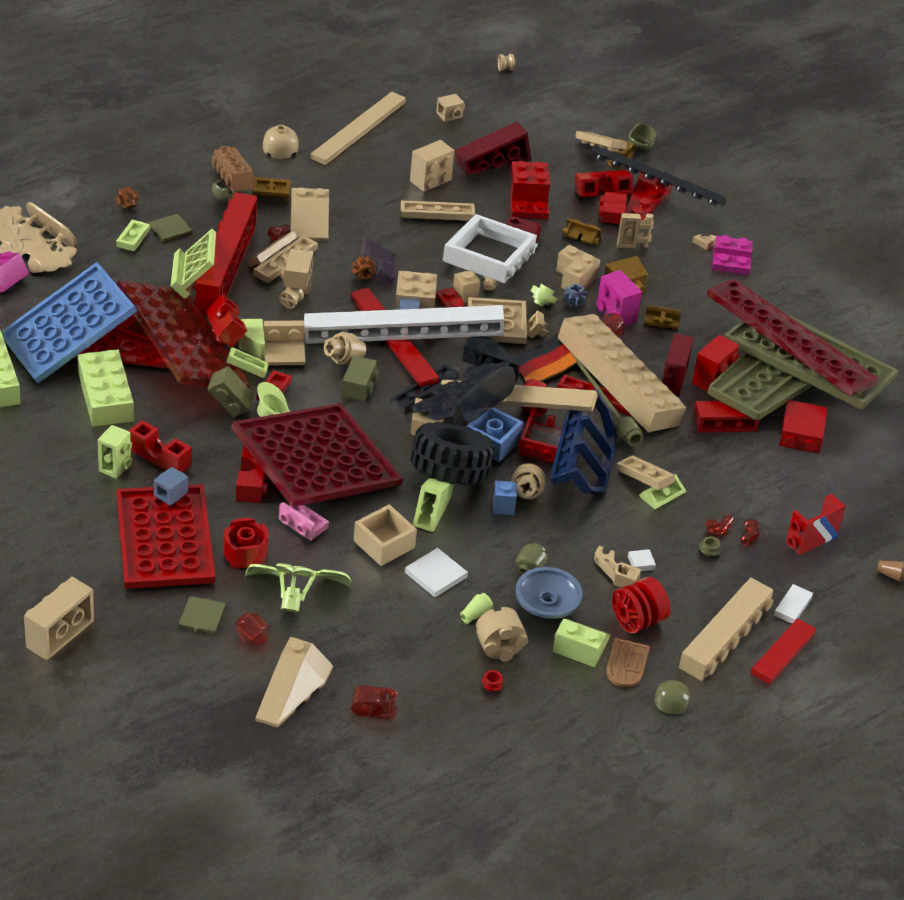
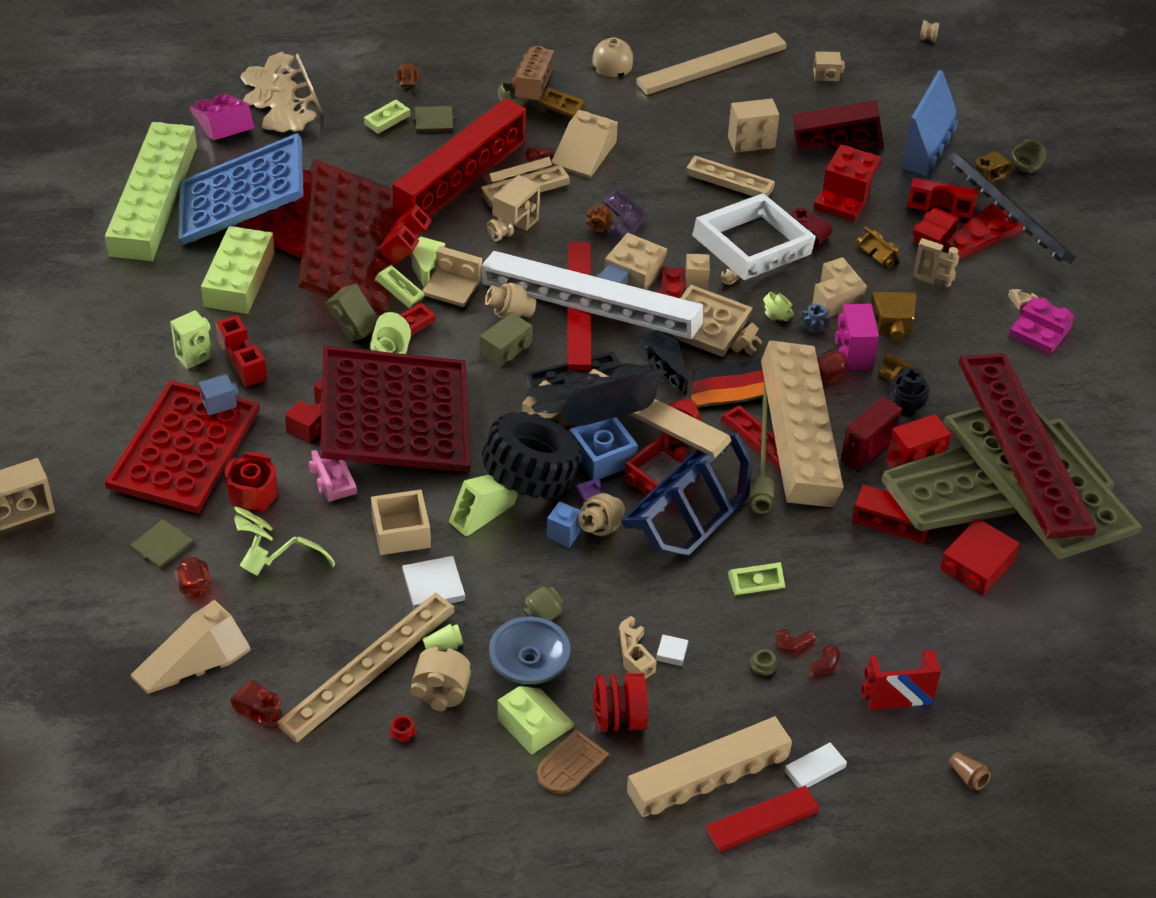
camera: 30 degrees right, 5 degrees up
(192, 263) = (405, 164): yellowish green fence -> none
(433, 649) = (365, 667): none -> tan tile
(500, 470) = (588, 489): none -> medium lavender tile
(563, 135) = (930, 127): none -> medium blue slope
(600, 140) = (970, 148): tan plate -> none
(646, 472) = (744, 549): tan plate -> none
(672, 697) = (589, 824): olive hair -> none
(682, 323) = (909, 391): none -> black piece

